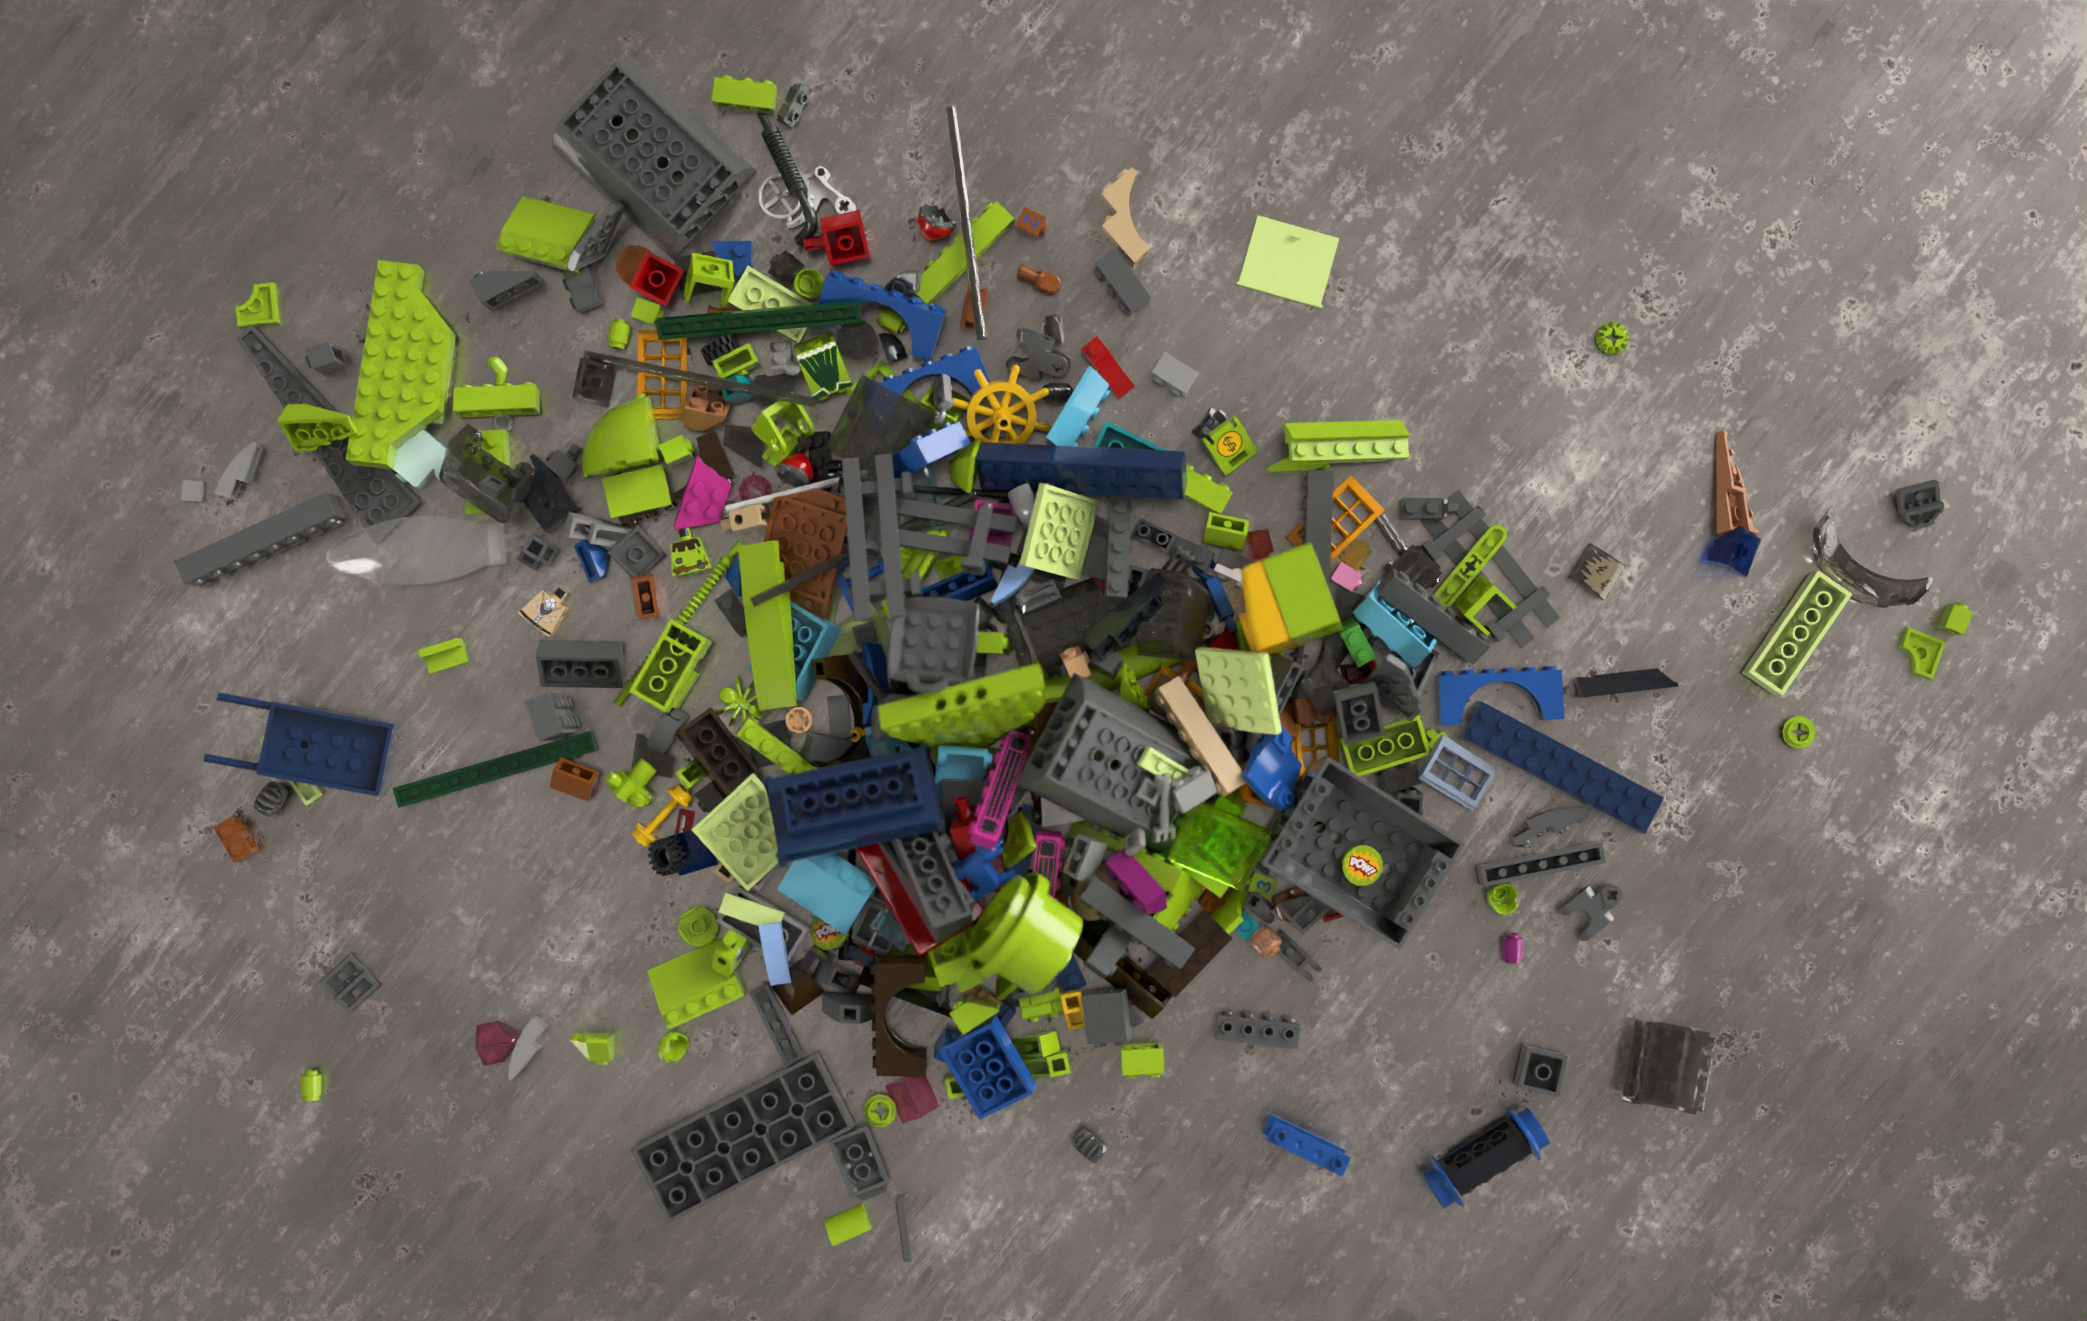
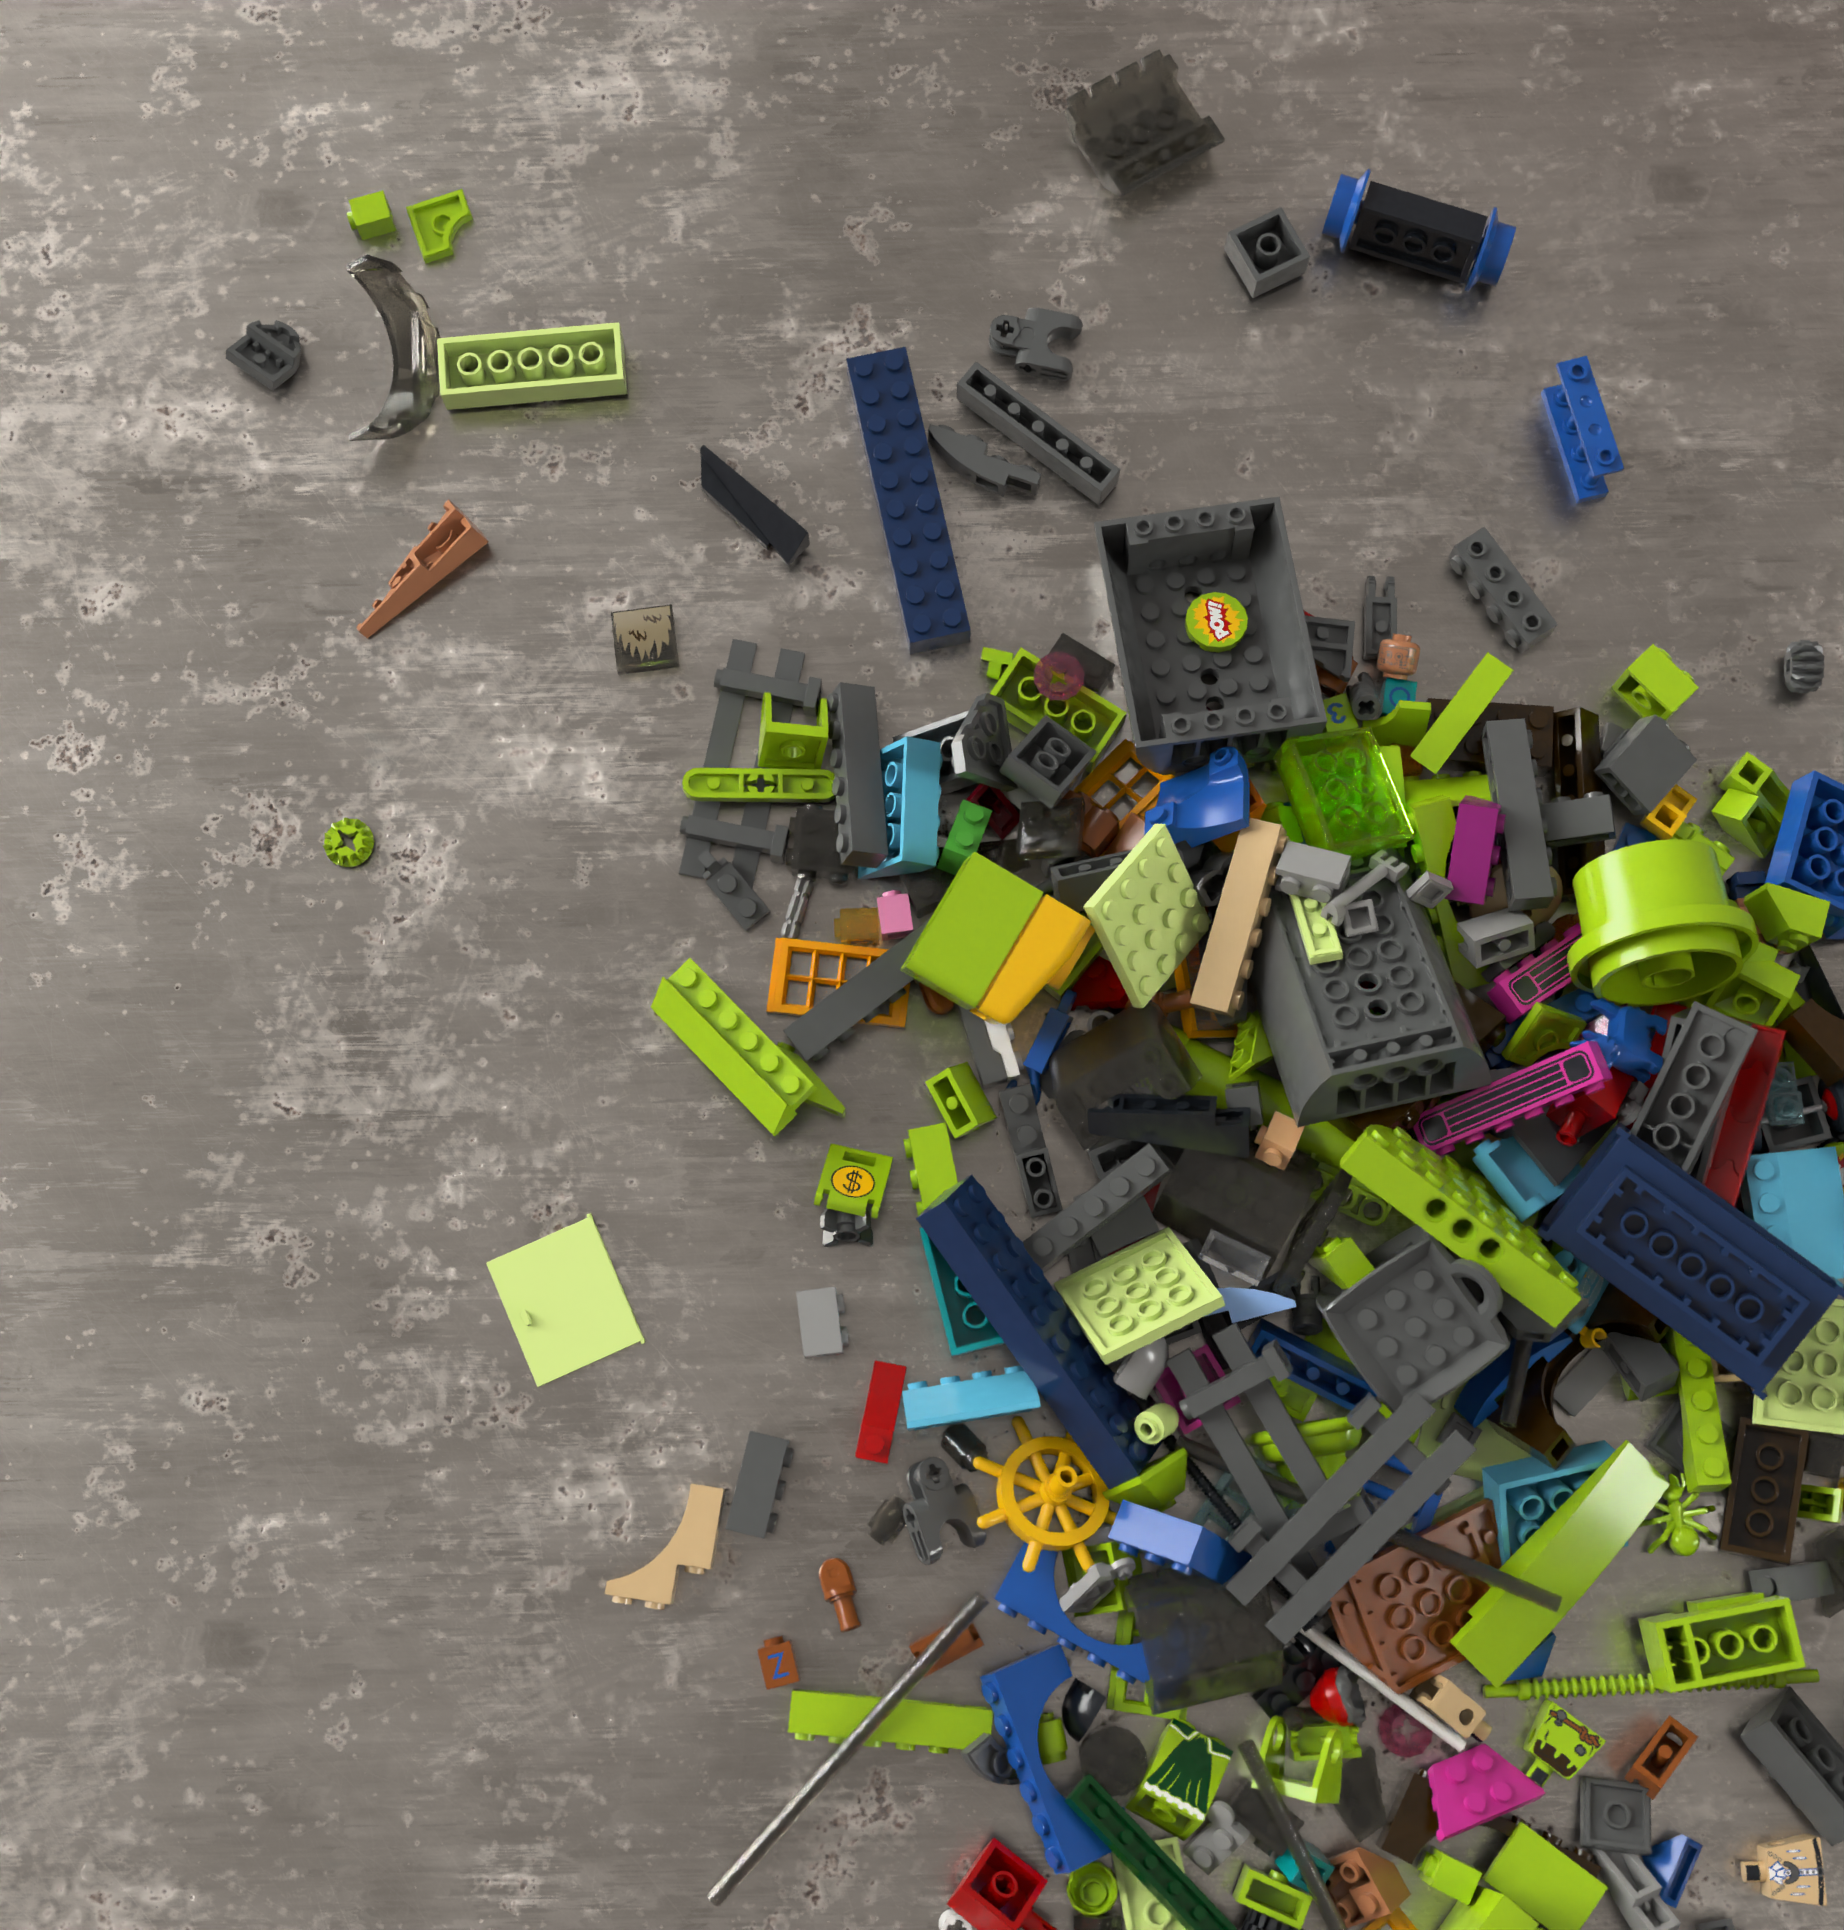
camera: 125 degrees left, 10 degrees down
(733, 611) = (1576, 1627): dark grey hinge -> none
(799, 720) = (1633, 1423): light nougat piece -> none
(934, 222) = (879, 1790): hair -> none
(992, 489) = (1156, 1423): none -> yellowish green brick
(1184, 555) = (1034, 1125): dark grey tile -> none
(1210, 944) = (1461, 713): none -> lime slope
(1259, 544) = (942, 1046): clear red slope -> none
(1406, 751) = (1059, 663): none -> clear pink gear
(1412, 799) = (1094, 629): dark grey hand -> none
(1466, 756) = (1043, 599): sand blue piece -> none
(1502, 898) = (1114, 441): lime hair -> none
(1512, 948) = (1157, 390): magenta brick -> none
(1543, 687) = (916, 684): blue arch -> none
(1735, 551) = (492, 507): clear blue slope -> none
(1805, 725) = (646, 269): lime gear -> none

